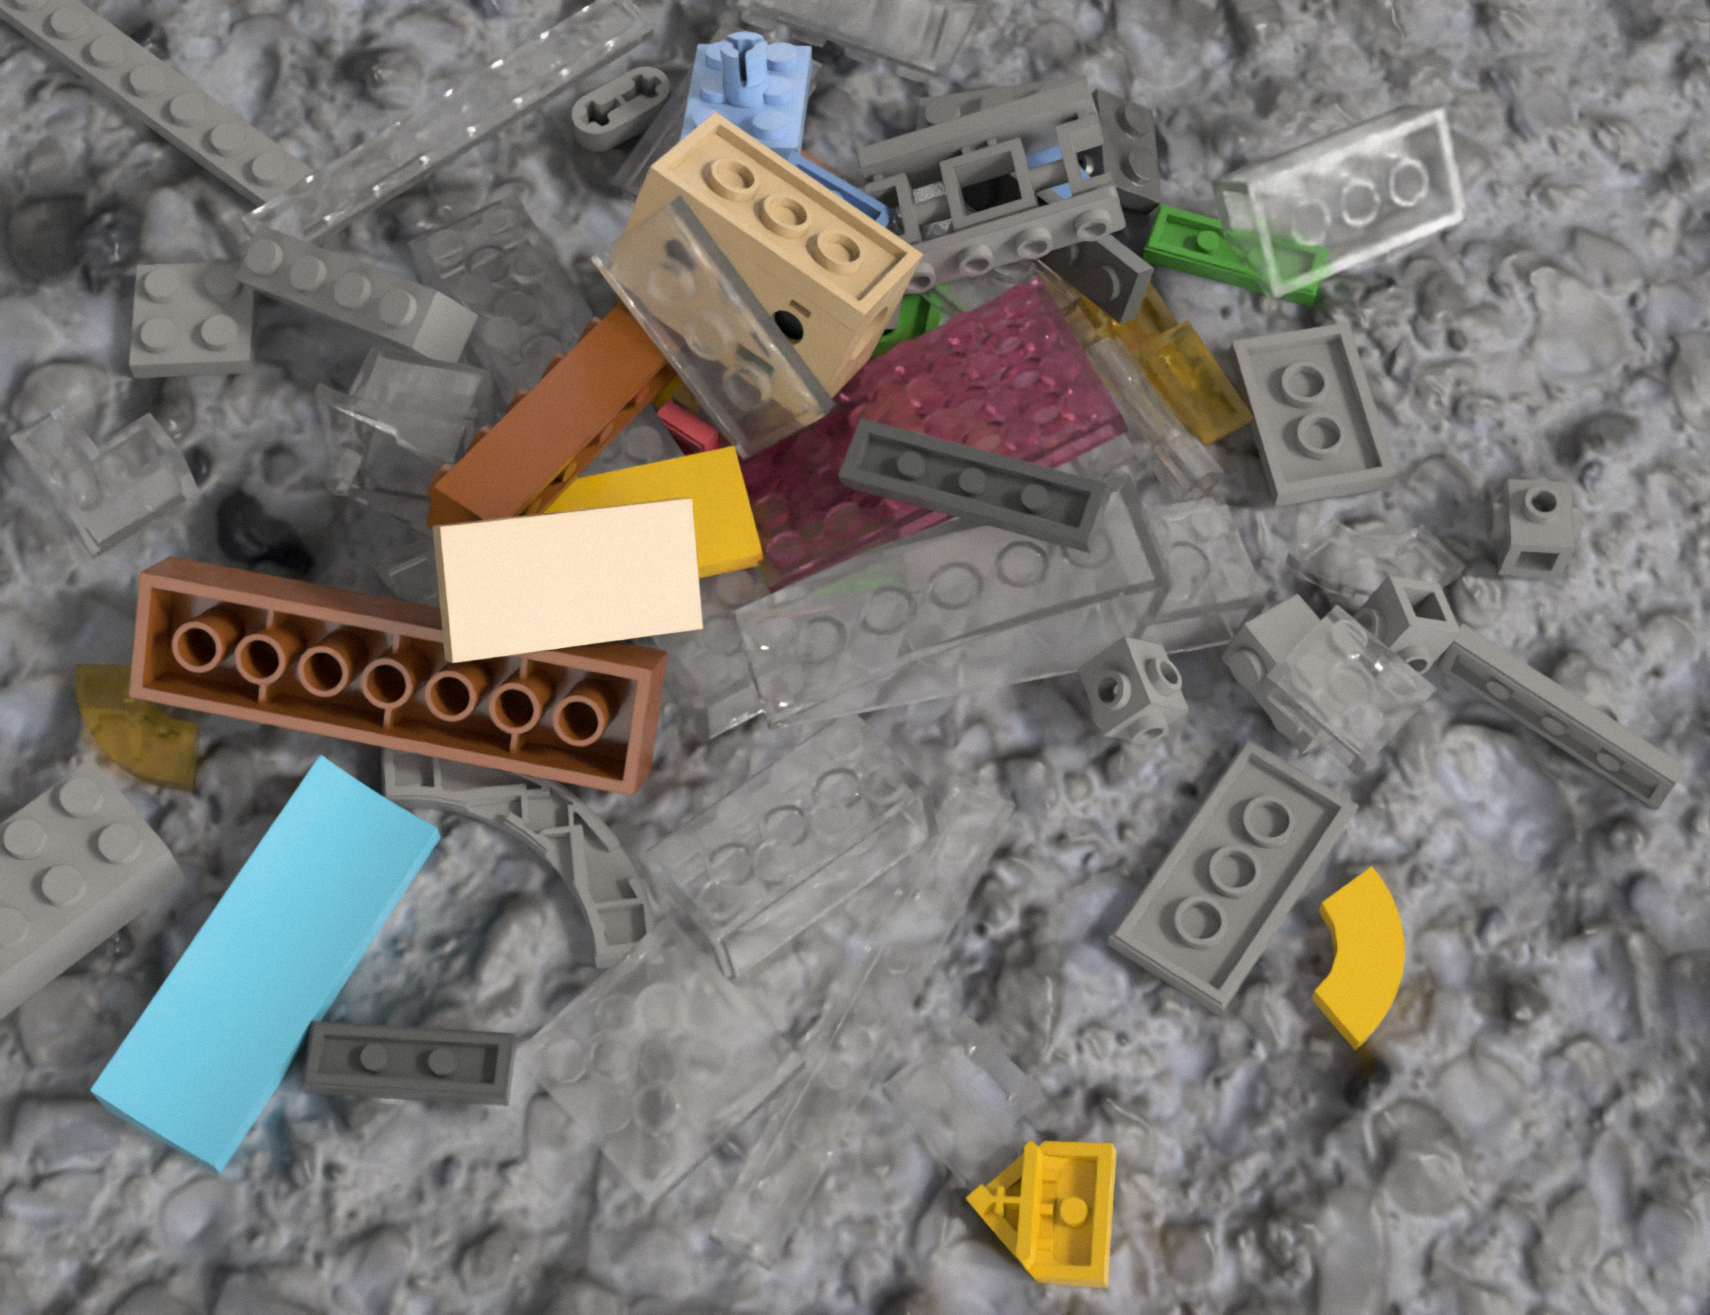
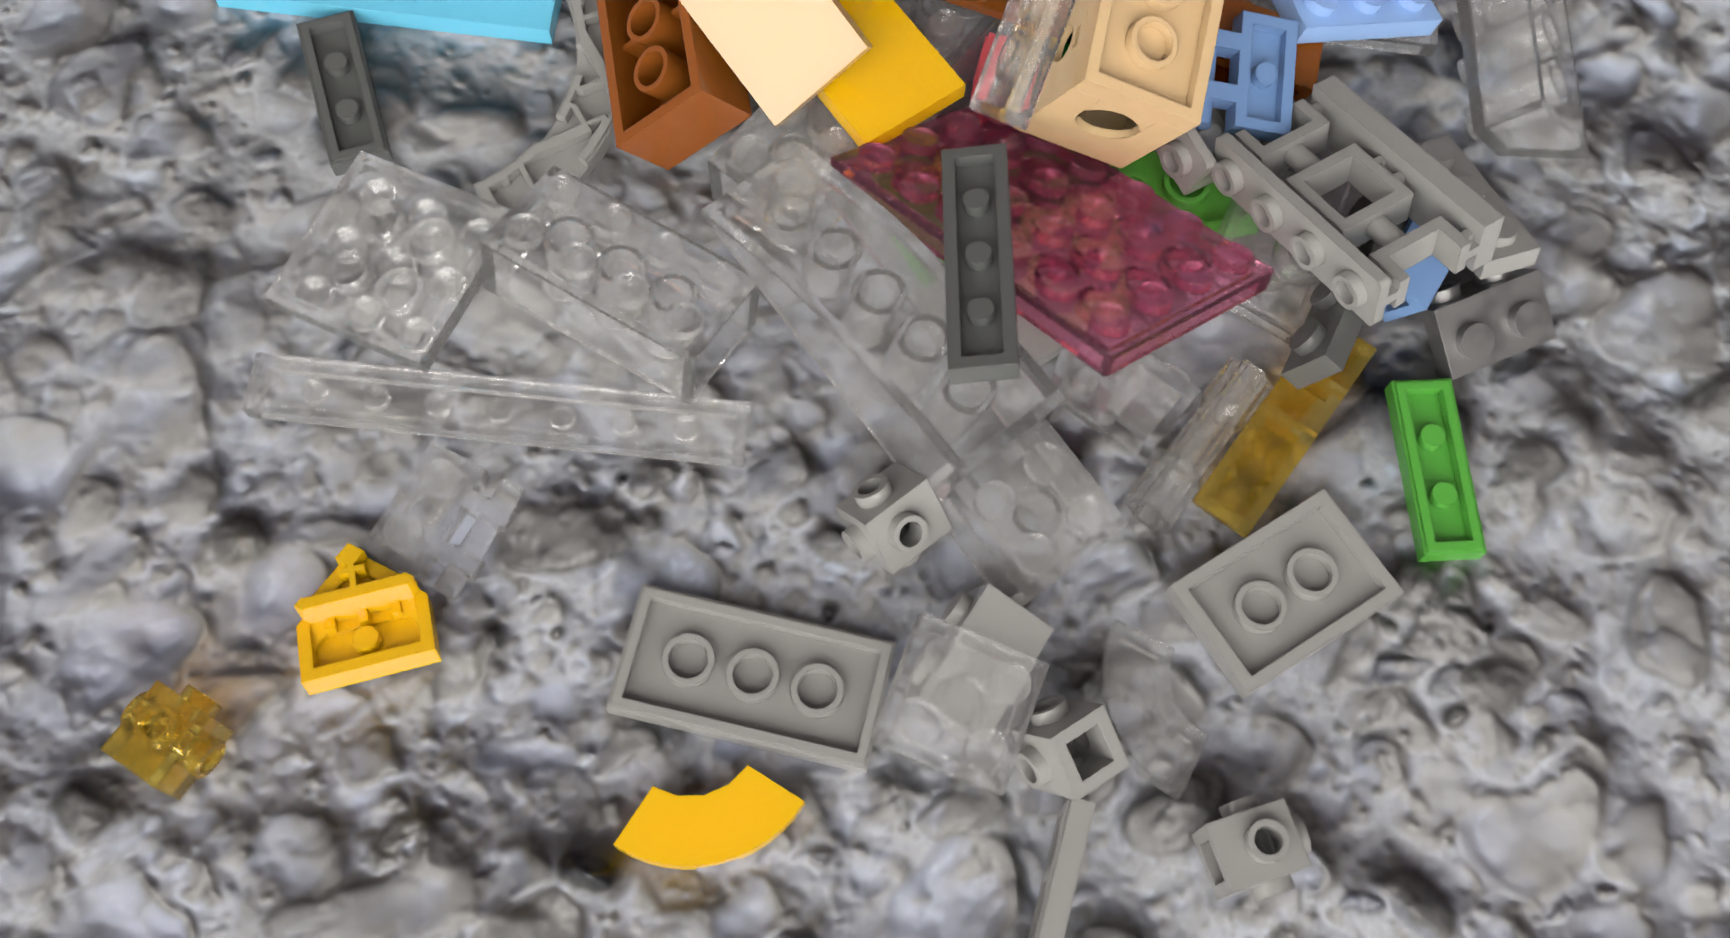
camera: 65 degrees right, 5 degrees up
(1342, 198) = (1551, 544): clear slope -> none

